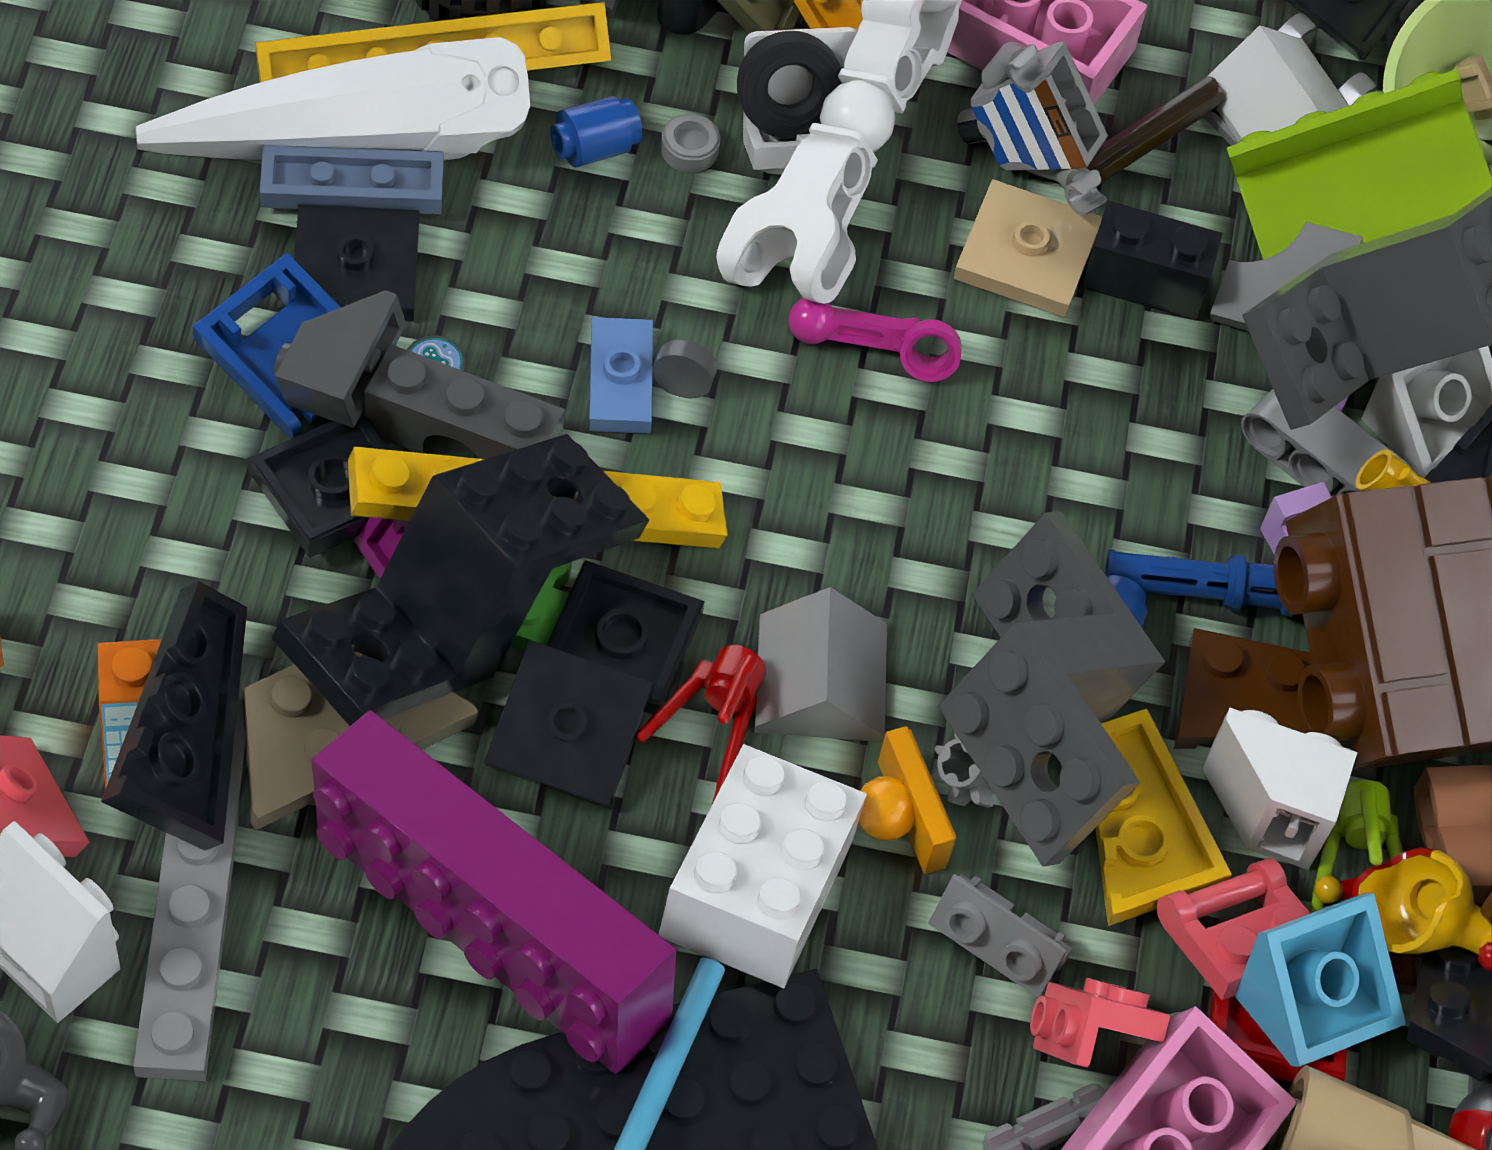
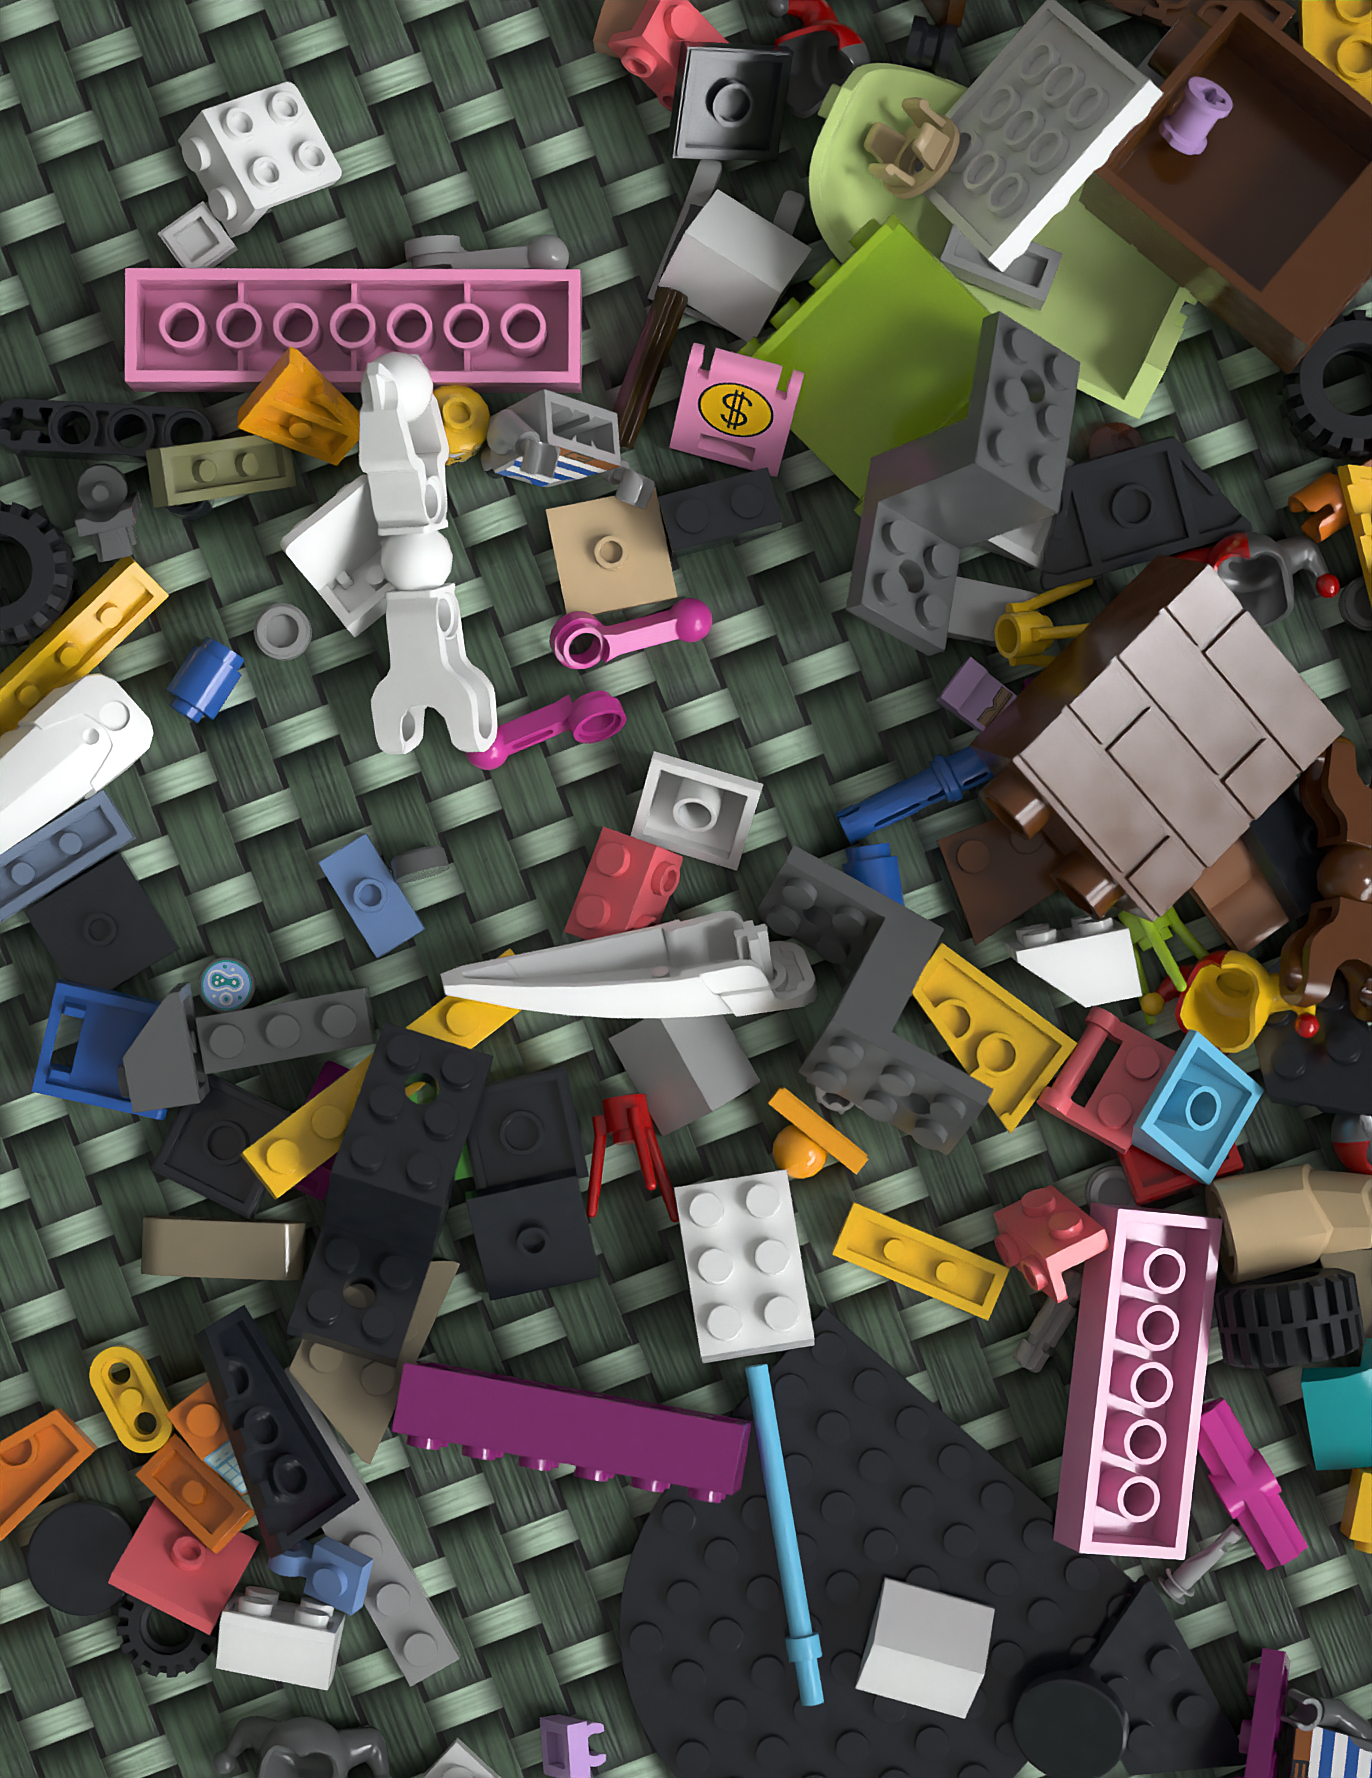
camera: 25 degrees left, 30 degrees up
(65, 748) = (195, 1494): none -> orange plate
(70, 642) = (128, 1399): none -> yellow plate
(142, 897) = (332, 1572): none -> medium blue plate
(258, 557) = (223, 1247): none -> dark tan beam
(769, 56) = (327, 537): black tyre -> none
(862, 503) = (623, 887): none -> coral bracket
(869, 565) = (651, 972): none -> white piece
(944, 983) = (920, 1260): none -> yellow plate
(960, 74) = (464, 421): none -> yellow head
(981, 465) = (696, 810): none -> white slope
(988, 929) = (962, 1196): light grey hinge -> none
(1065, 332) = (686, 620): none -> dark pink piece
(1224, 172) = (735, 410): none -> bright pink container
(1252, 282) = (821, 483): light grey tile -> none

